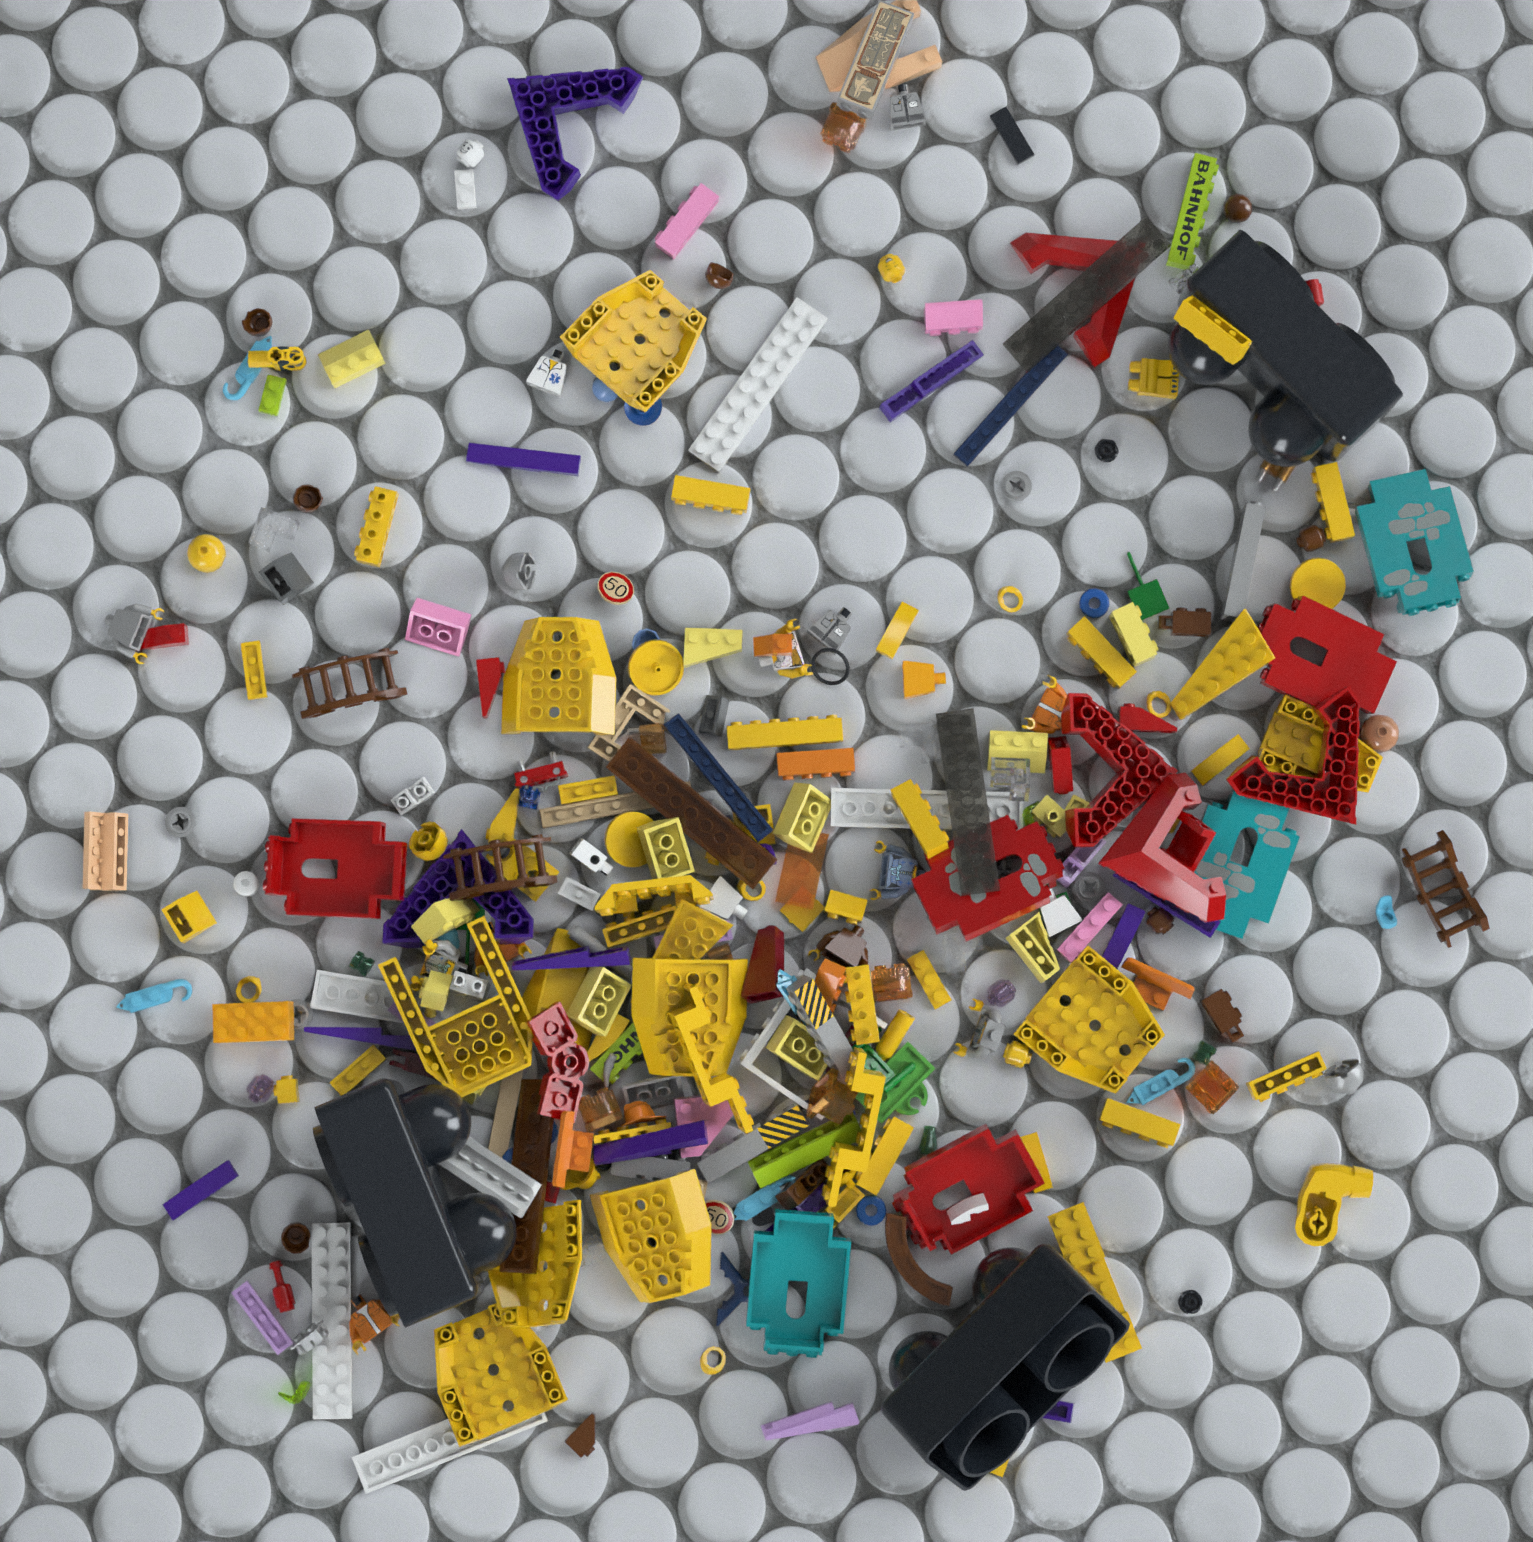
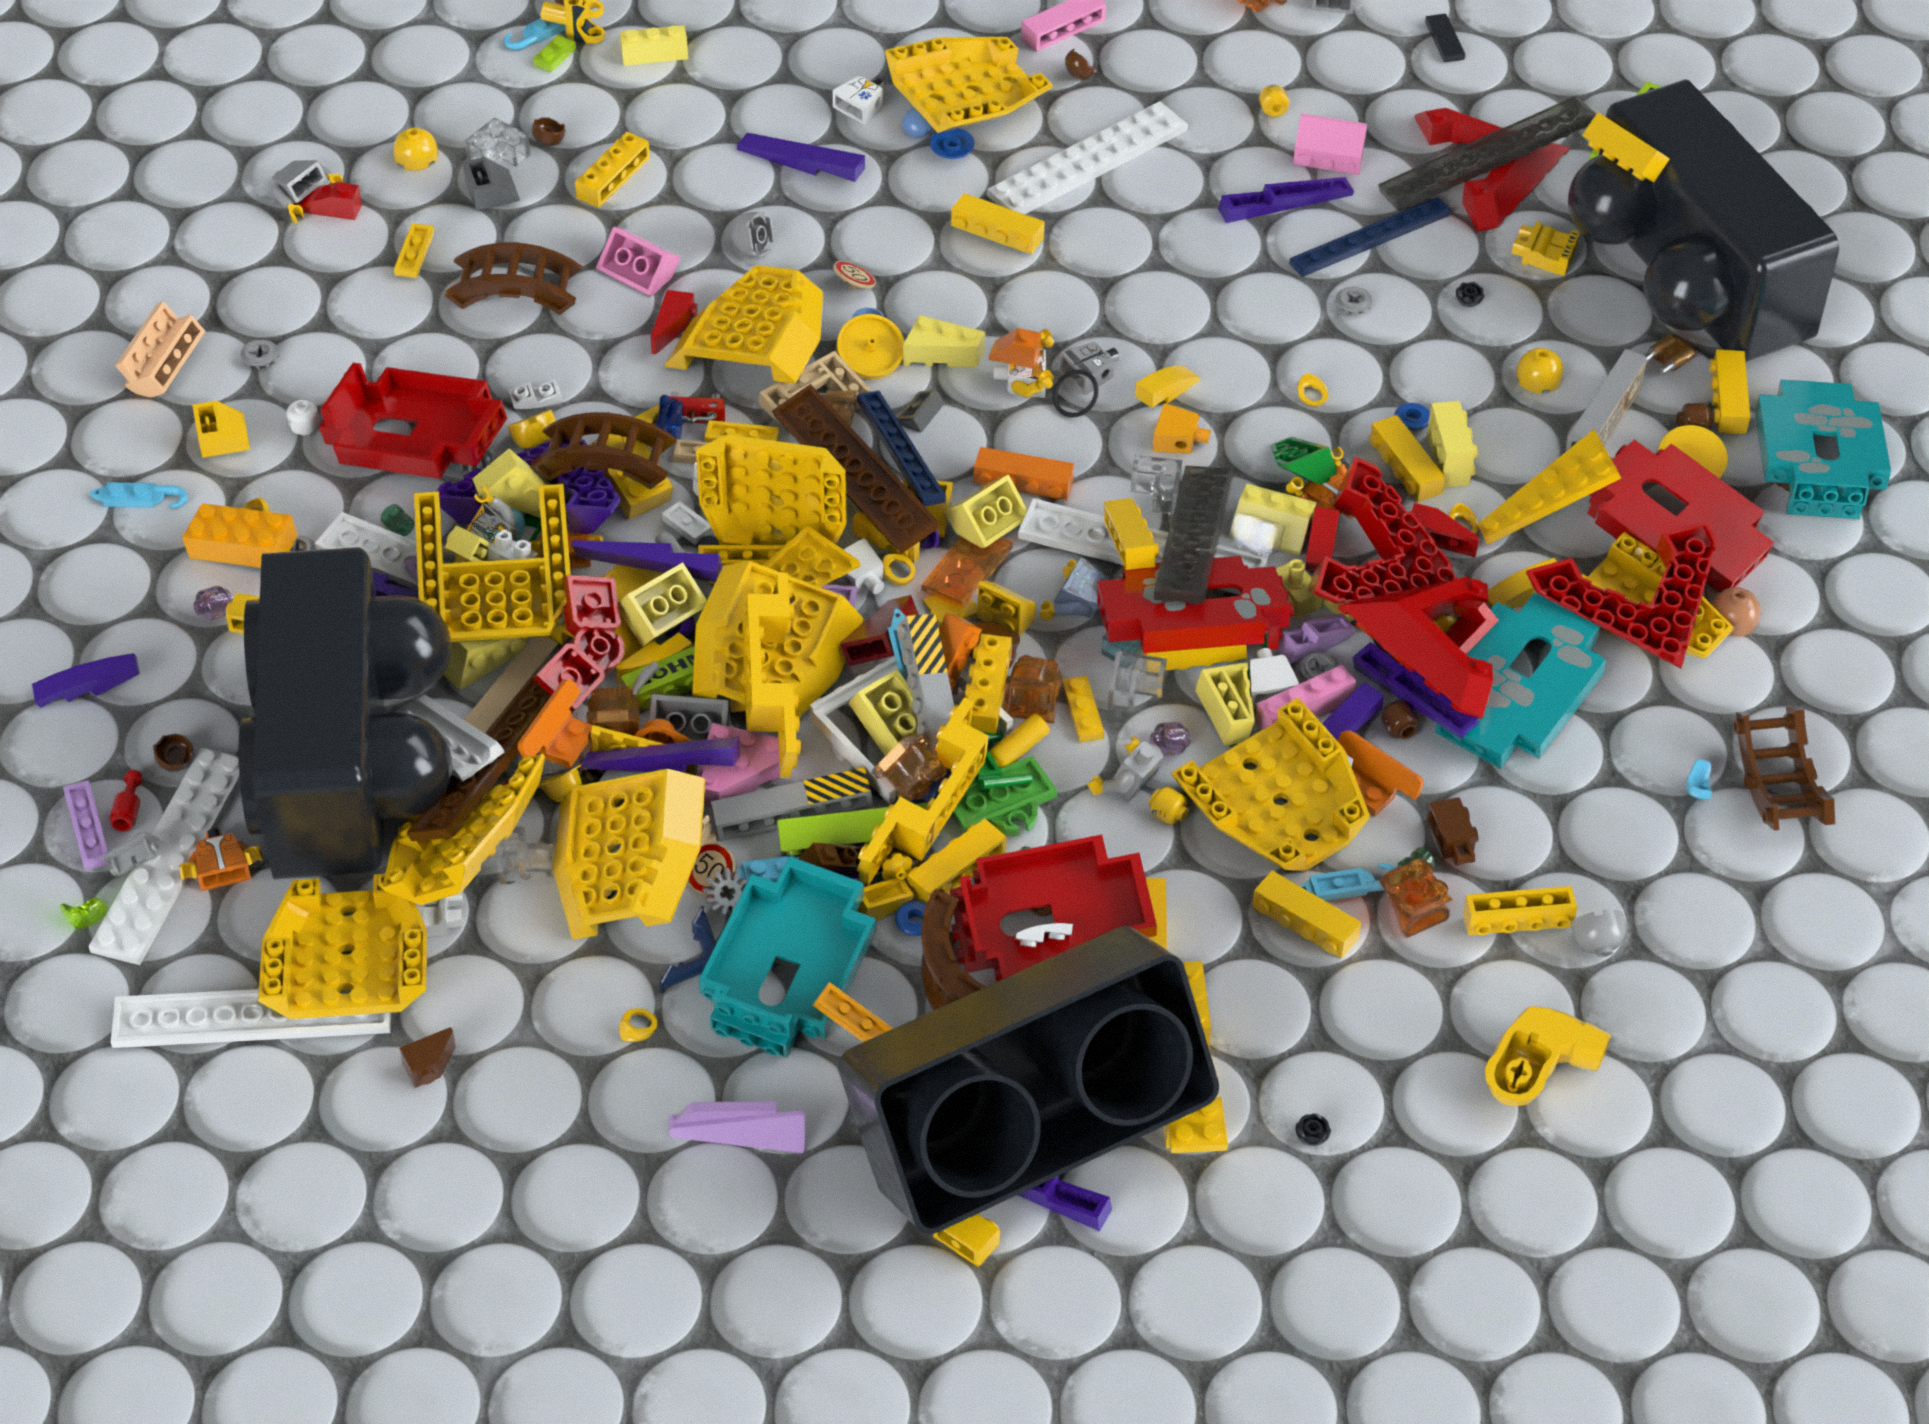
camera: 15 degrees right, 35 degrees down
(734, 1236) = (719, 899): none -> light grey gear
(784, 734) = (968, 434): yellow brick -> none
(869, 1321) = (850, 1014): none -> light orange tile
(1024, 696) = (1305, 459): none -> green wedge
(1147, 596) = (1484, 428): green piece -> none
(1180, 521) = (1540, 370): none -> yellow cylinder
(1187, 623) = (1519, 456): reddish brown brick -> none

